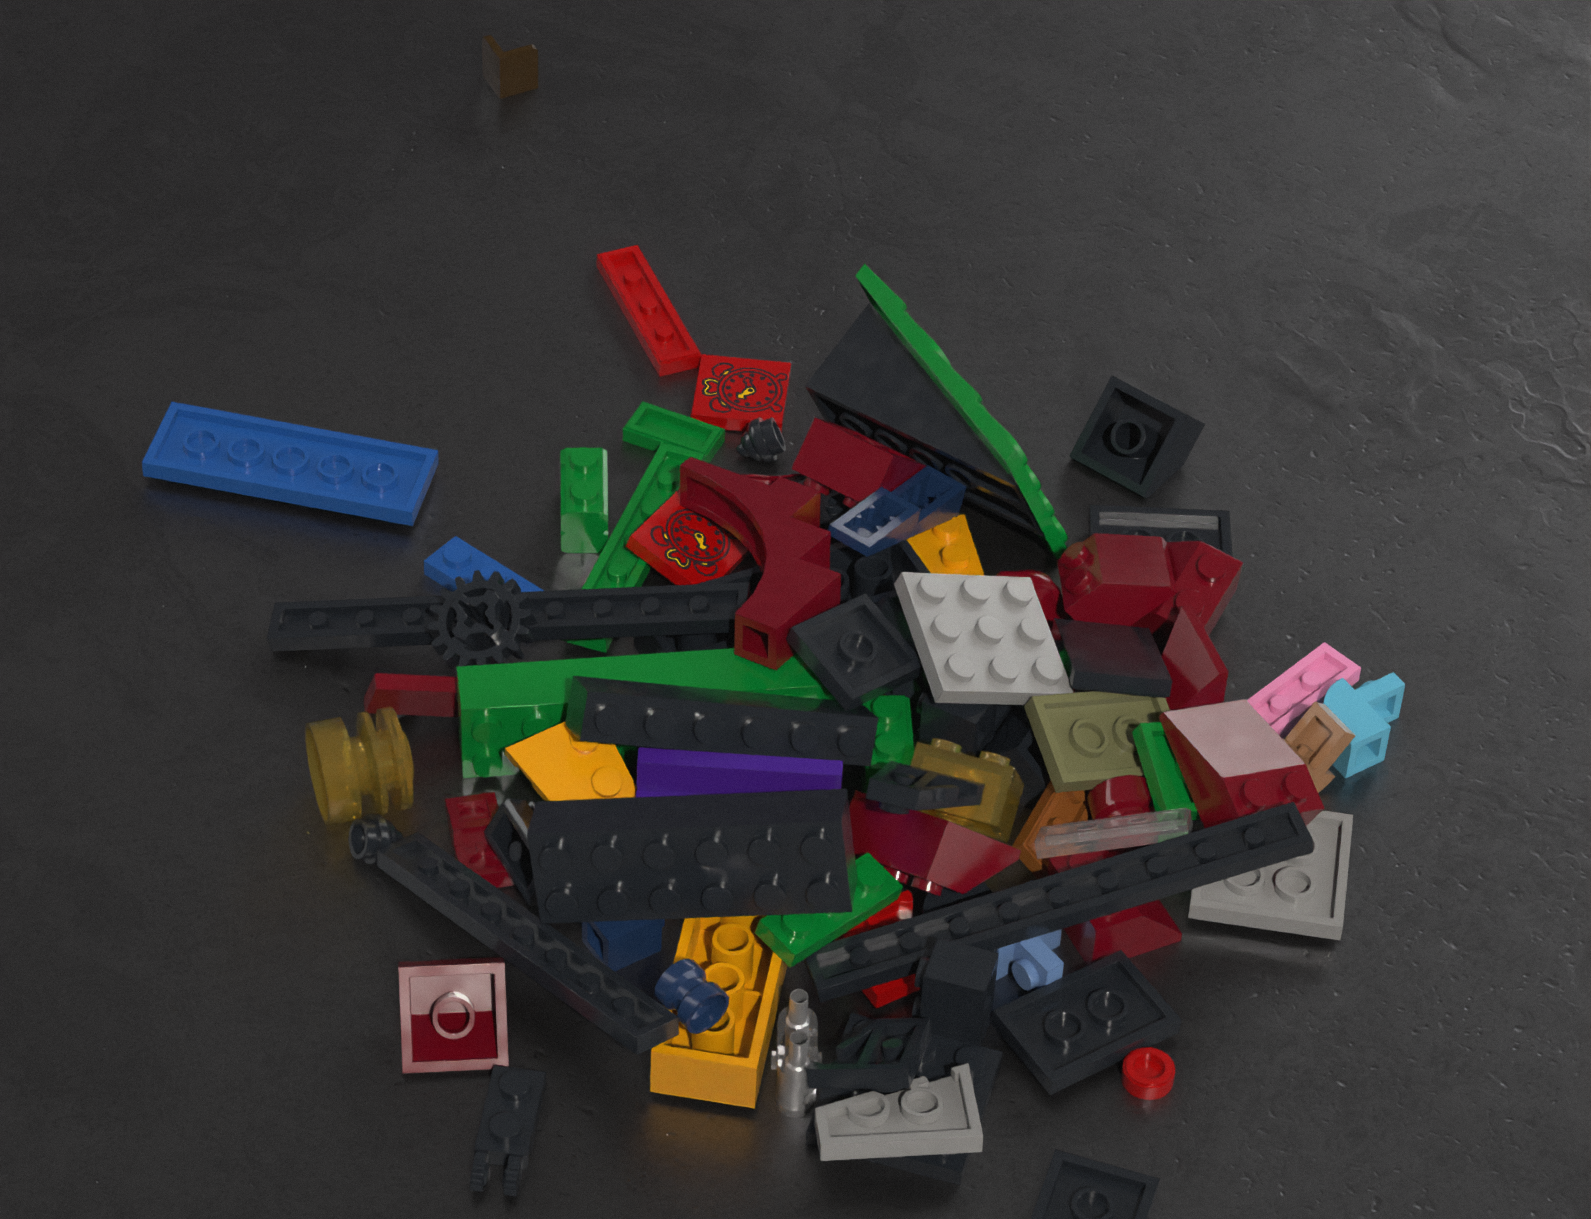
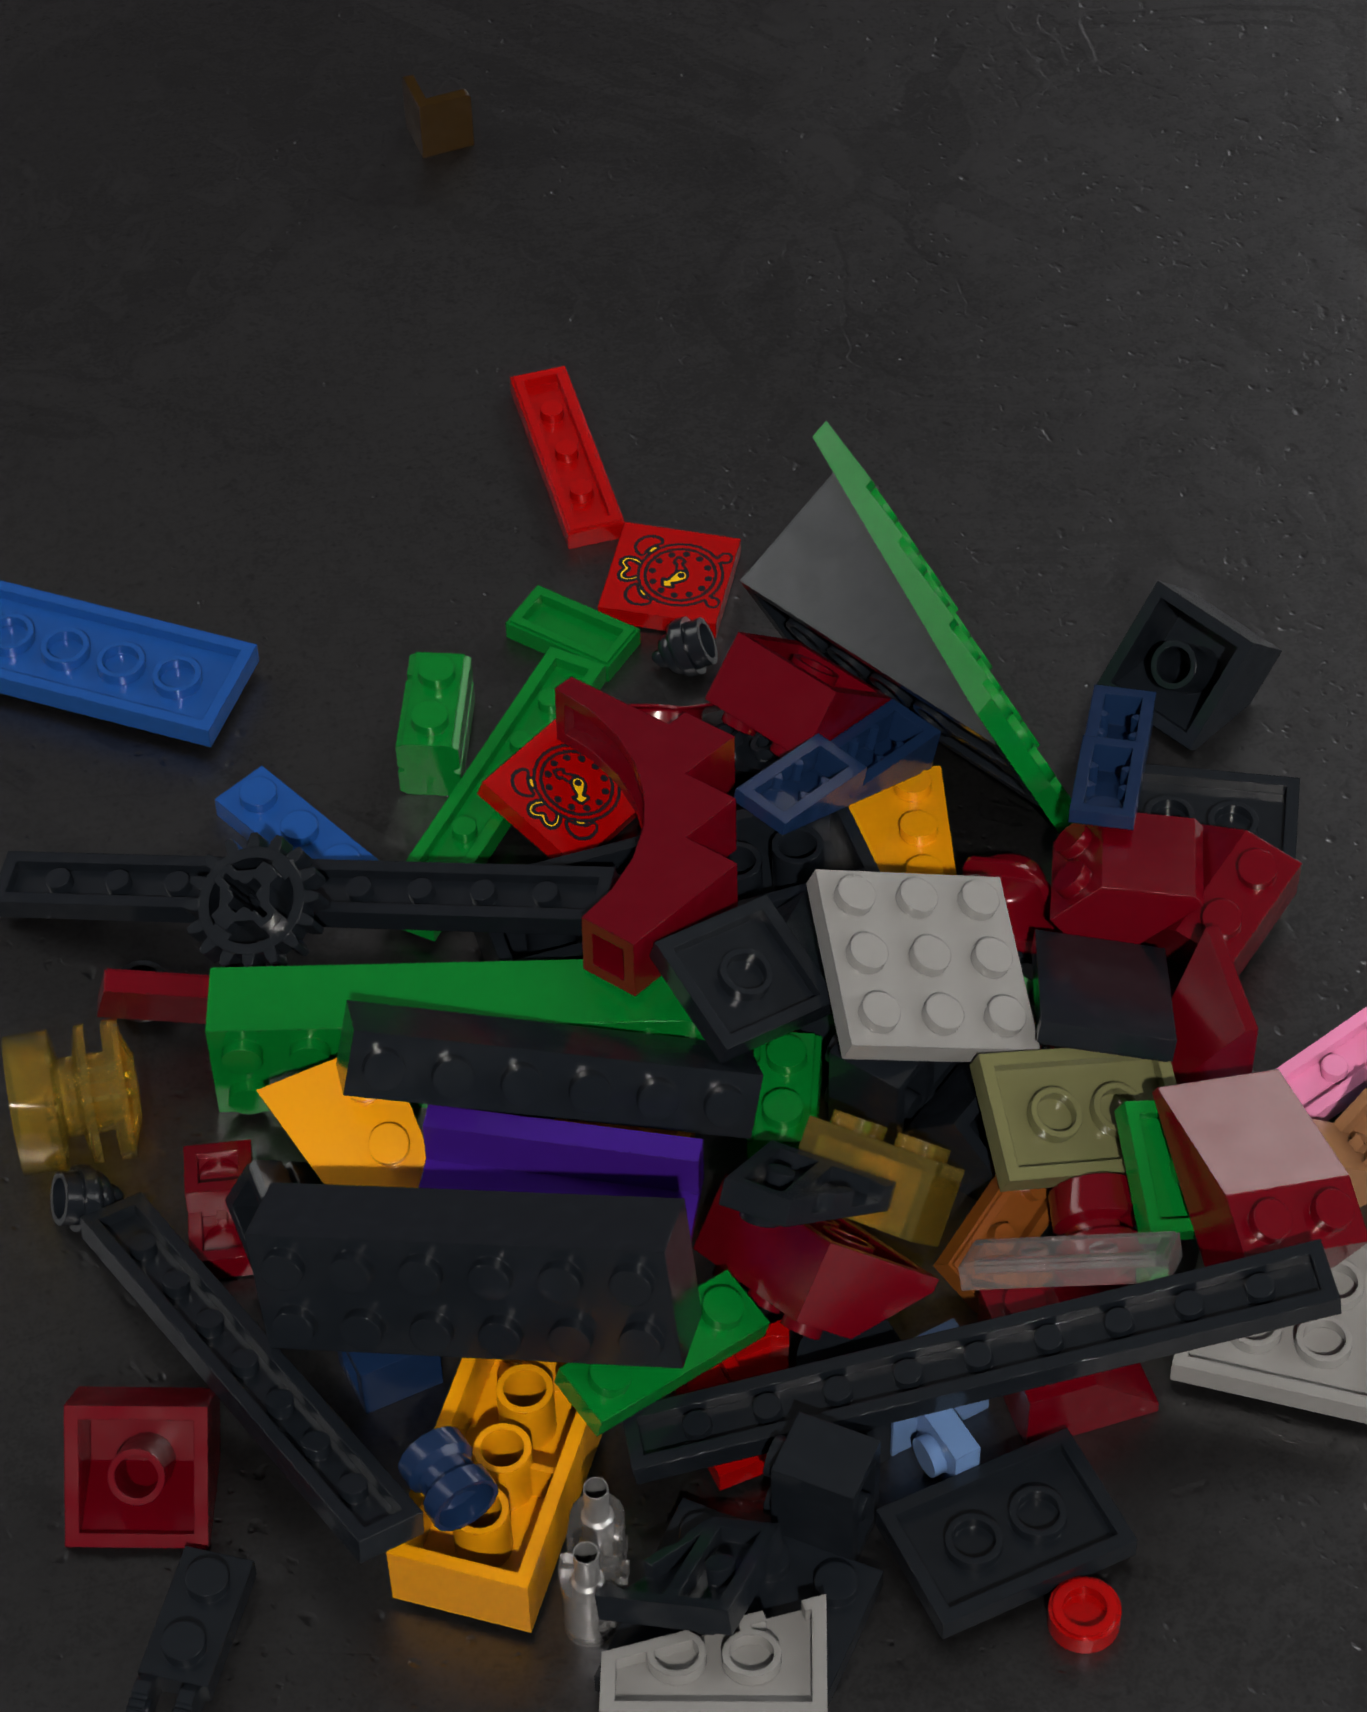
camera: 10 degrees right, 5 degrees up
(1094, 498) = (1113, 757): none -> dark blue slope

